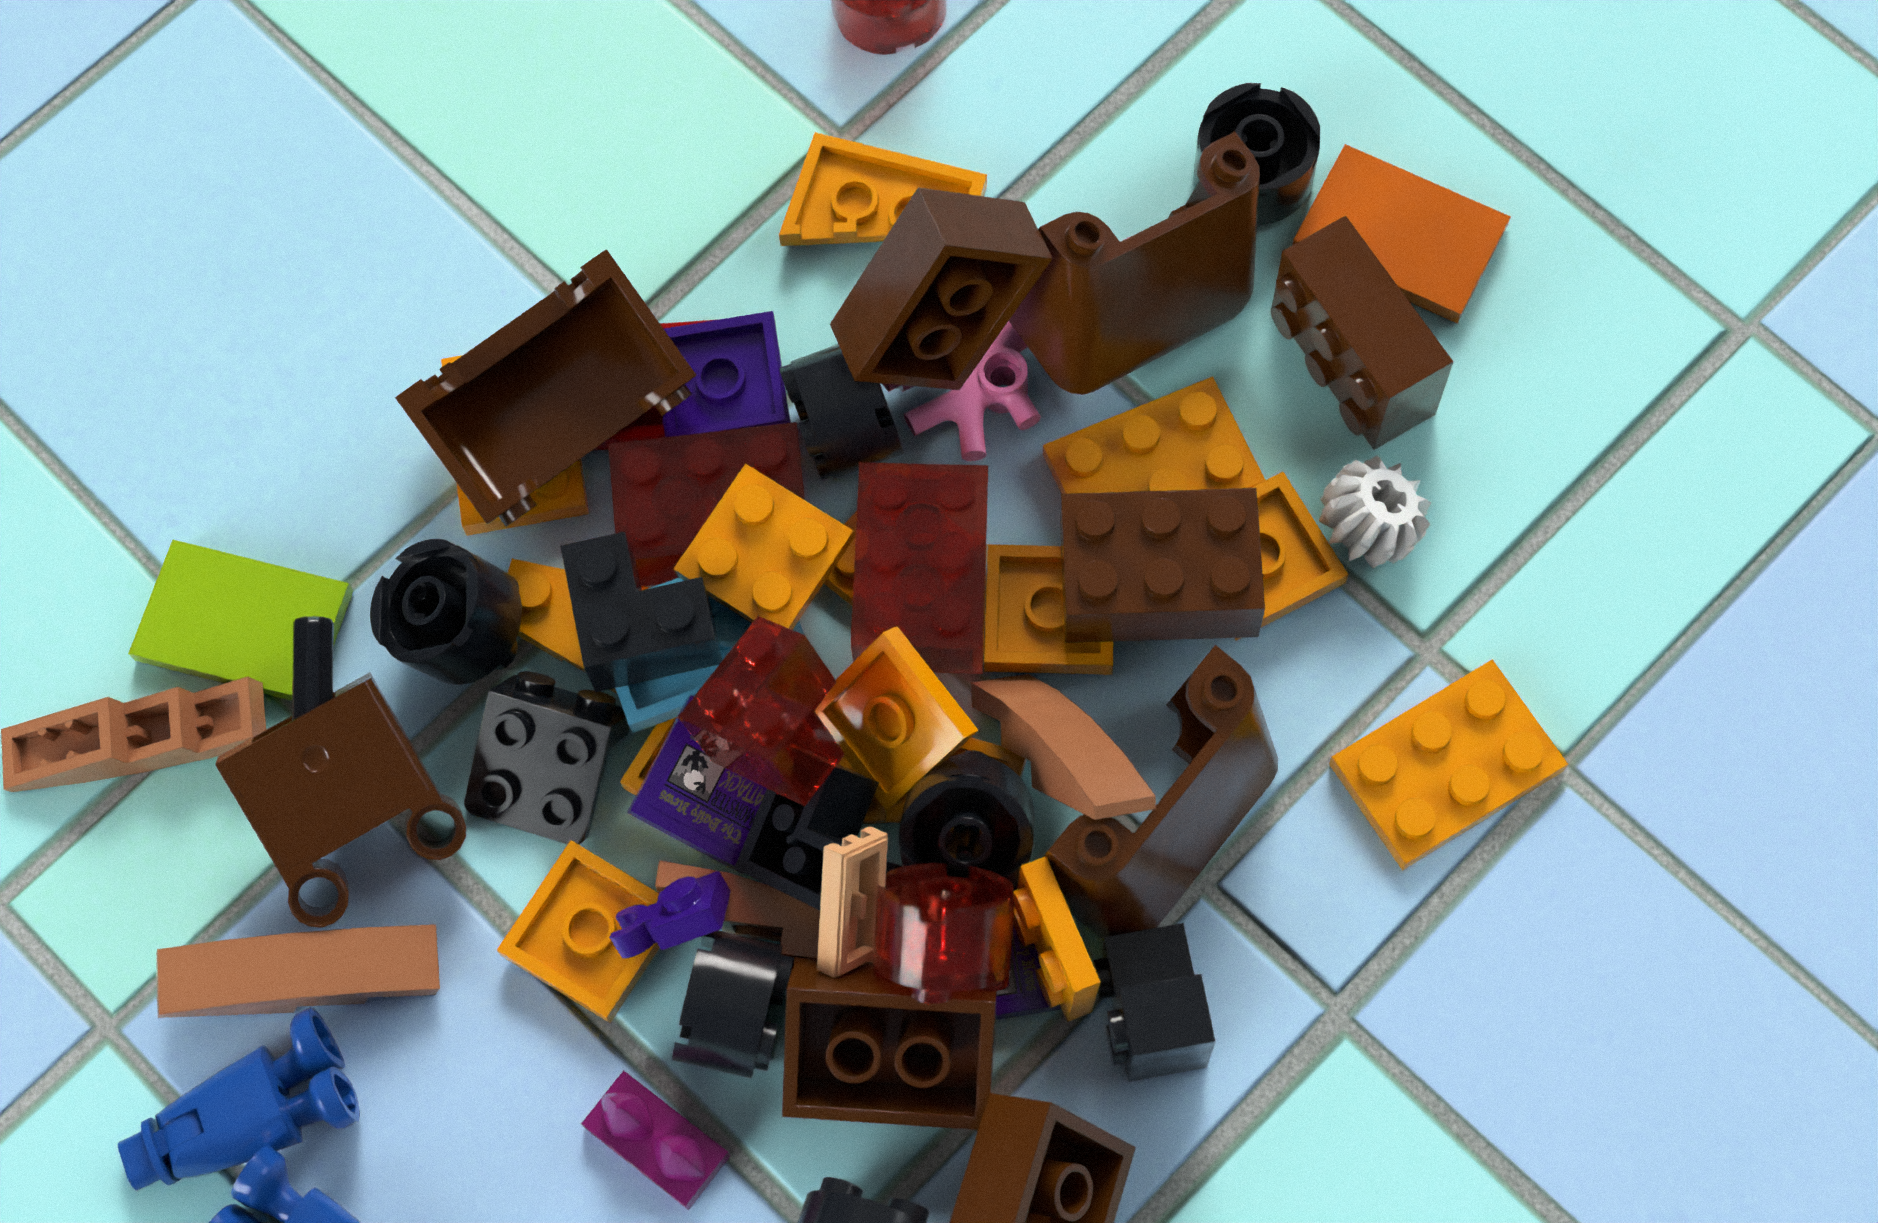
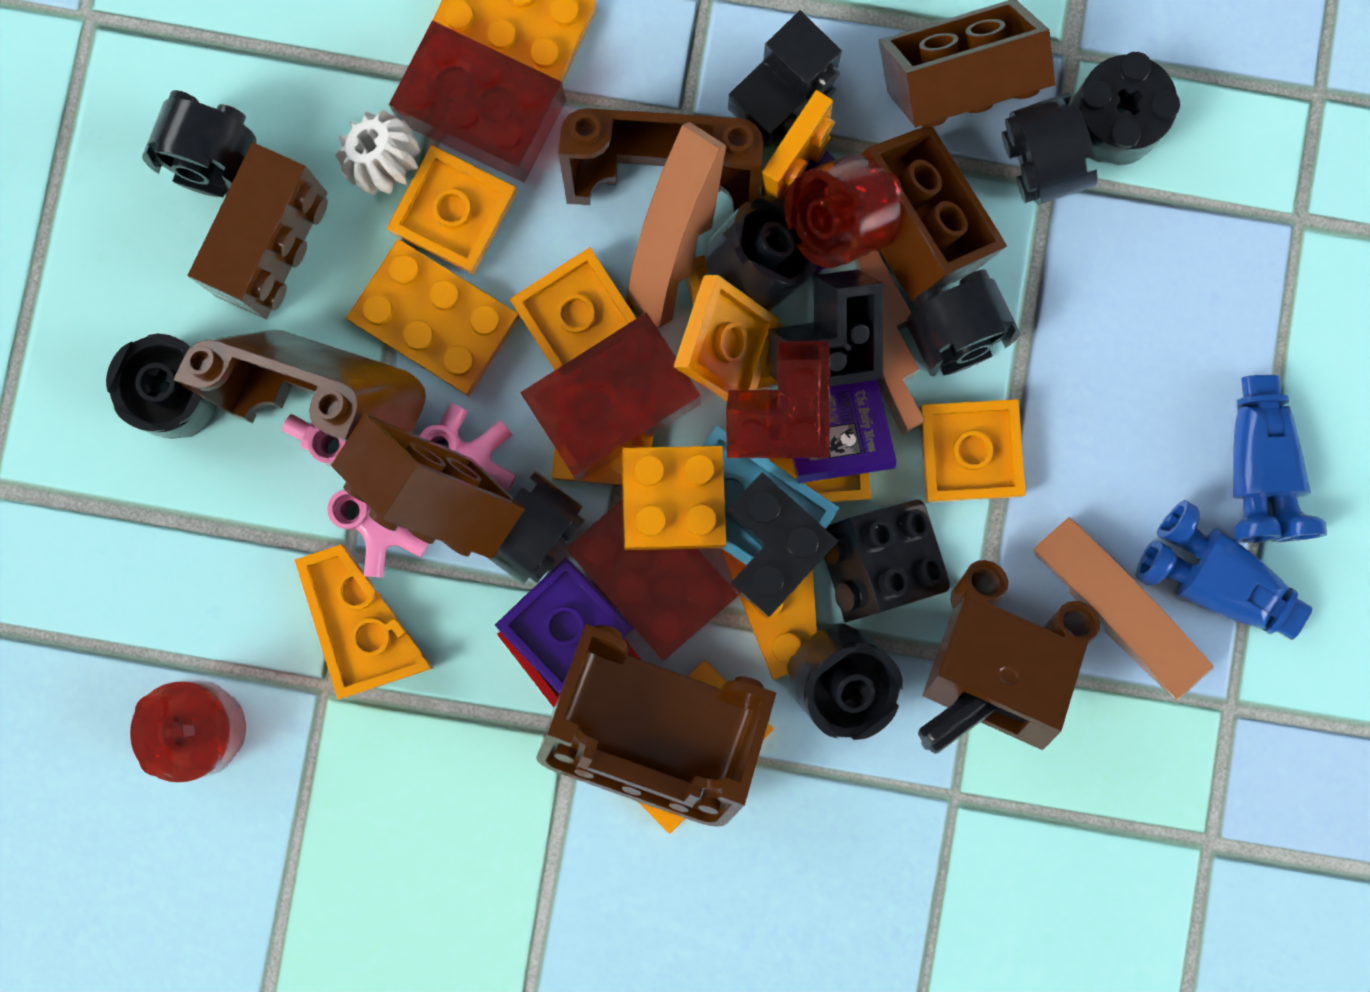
camera: 125 degrees left, 15 degrees up
(131, 737) = (1054, 834): nougat slope -> none
(231, 616) = (933, 828): lime tile -> none
(656, 1140) = (1061, 325): magenta tile -> none
(682, 913) = (936, 385): dark purple plate -> none
(849, 900) = (865, 273): light nougat tile -> none
(1161, 565) = (510, 248): reddish brown brick -> none
(1363, 653) = (478, 101): none -> clear red brick
(1419, 231) = (149, 258): orange tile -> none
(1503, 333) = (198, 143): none -> black brick

